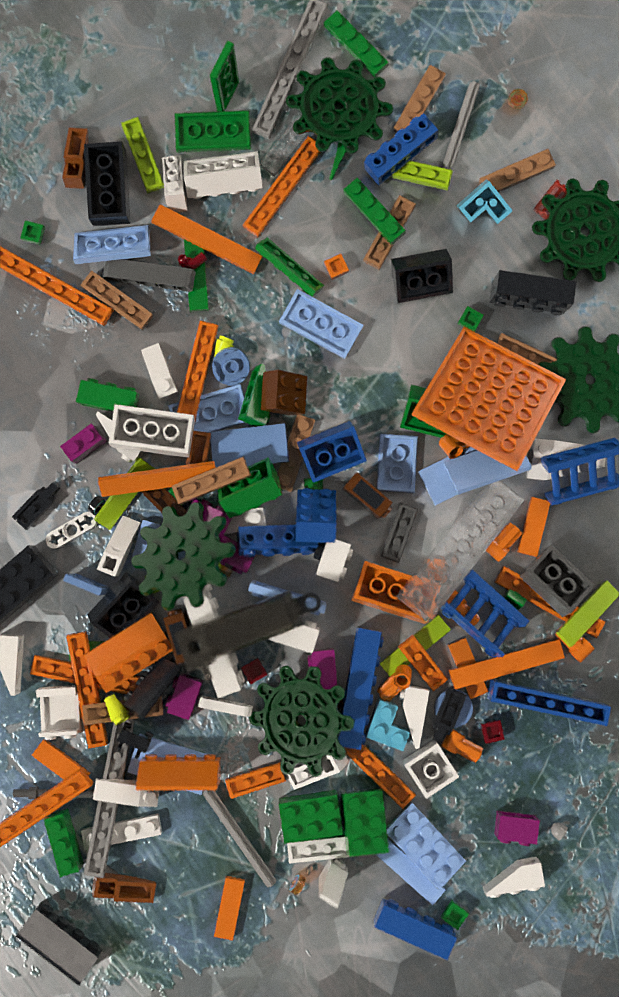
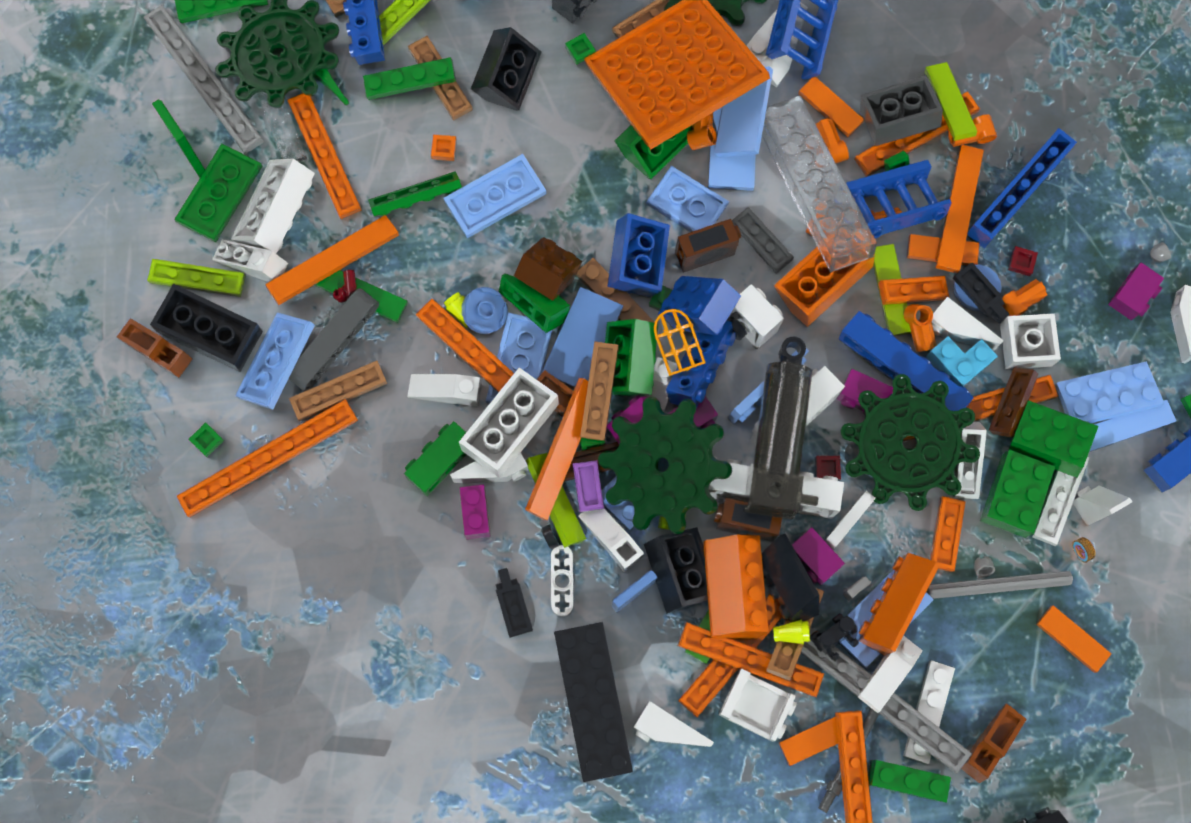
camera: 65 degrees left, 10 degrees down
(143, 510) = (588, 486): none -> medium lavender tile
(178, 736) = (856, 588): none -> light grey tile
(244, 818) = (984, 567): none -> light grey hinge
(274, 524) = (685, 347): none -> light orange window
(376, 779) = (1013, 402): none -> reddish brown plate

